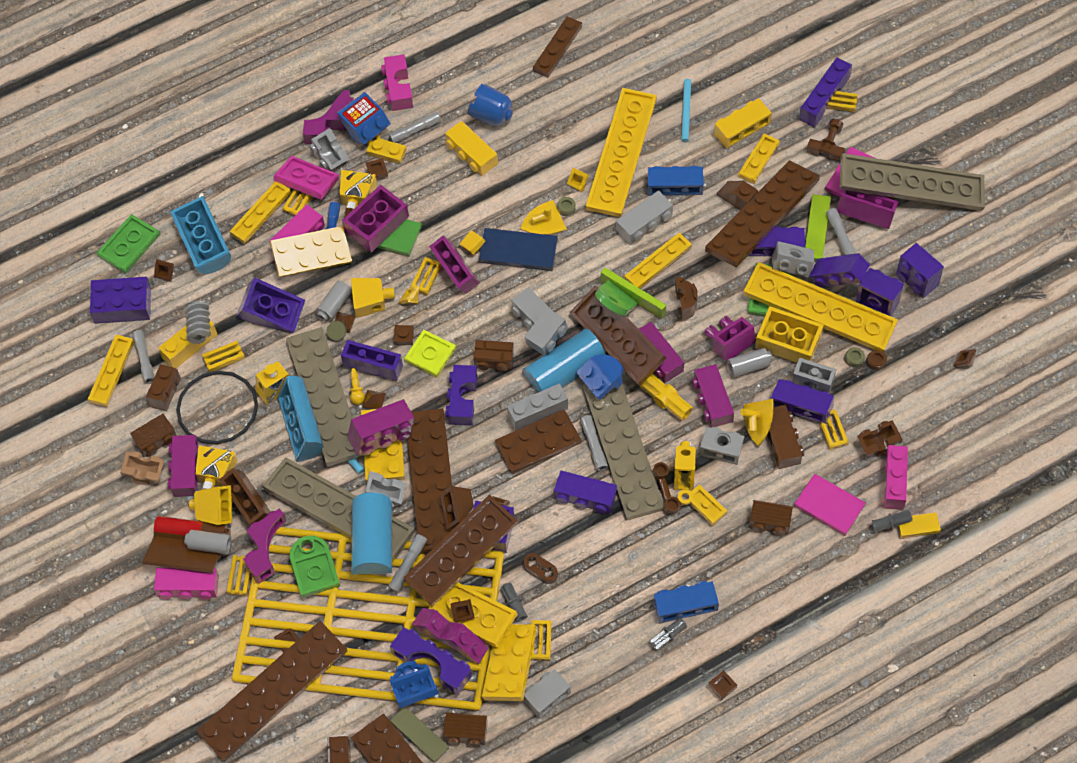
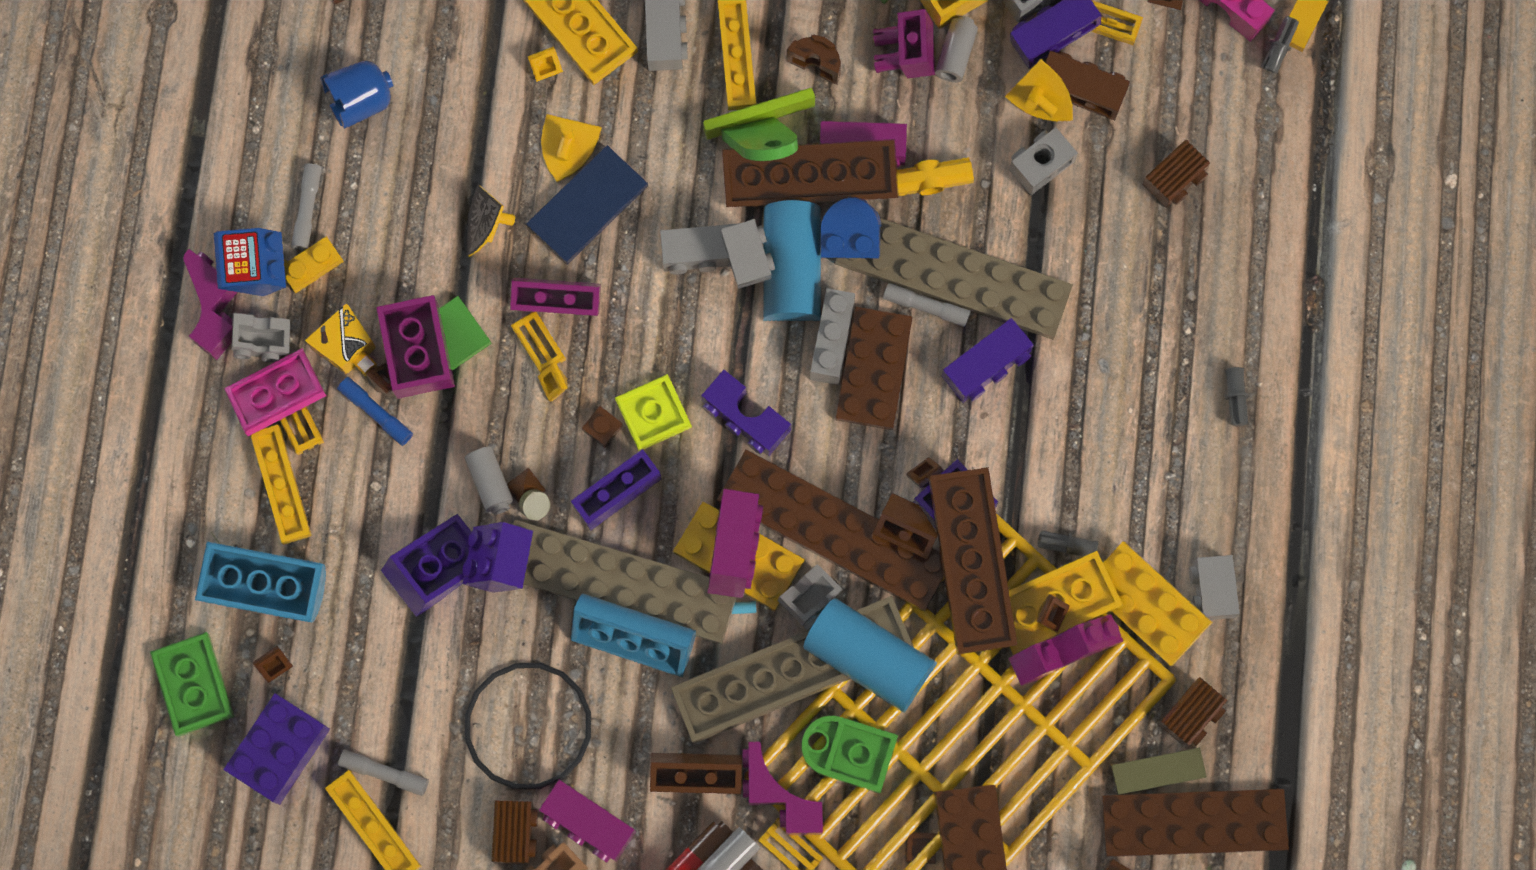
camera: 55 degrees left, 15 degrees up
(163, 387) = (453, 776): reddish brown brick -> none
(178, 349) = (407, 701): yellow brick -> none
(197, 322) = (405, 671): light grey piece -> none
(213, 465) = (617, 786): yellow torso -> none
(213, 505) = (677, 822): yellow torso -> none
(222, 353) = (466, 645): yellow tile -> none
(270, 381) = (553, 633): yellow torso -> none
(292, 327) = (497, 557): none -> dark purple brick
(304, 222) = (353, 459): dark pink brick -> none
(310, 251) = (398, 460): plate -> none
(357, 396) = (646, 542): yellow bar -> none
(369, 295) = (516, 430): yellow torso -> none
(373, 399) = (667, 525): reddish brown slope -> none
(378, 168) = (332, 295): reddish brown plate -> none
(399, 94) = (242, 193): dark pink arch -> none
(410, 646) = (1117, 680): dark purple arch -> none
(412, 683) = (1096, 736): blue slope -> none
(414, 550) = (926, 617): light grey piece -> none
(471, 148) = (396, 159): yellow brick -> none
(472, 242) = (536, 253): yellow tile -> none
(475, 211) = (484, 219): none -> shield
(493, 355) = (718, 338): reddish brown brick -> none
(540, 656) = (1144, 538): yellow tile -> none
(542, 565) = (1048, 489): reddish brown beam -> none
(566, 206) = (570, 104): olive tile -> none
(660, 474) = (1025, 256): reddish brown bar -> none
(684, 462) = (1041, 222): yellow torso -> none
(686, 601) = (1212, 347): blue brick -> none
(704, 504) = (1102, 236): yellow hinge -> none
(713, 396) = (970, 123): magenta brick -> none
(722, 685) = (1344, 381): reddish brown plate -> none
(830, 504) = (1205, 97): dark pink tile -> none

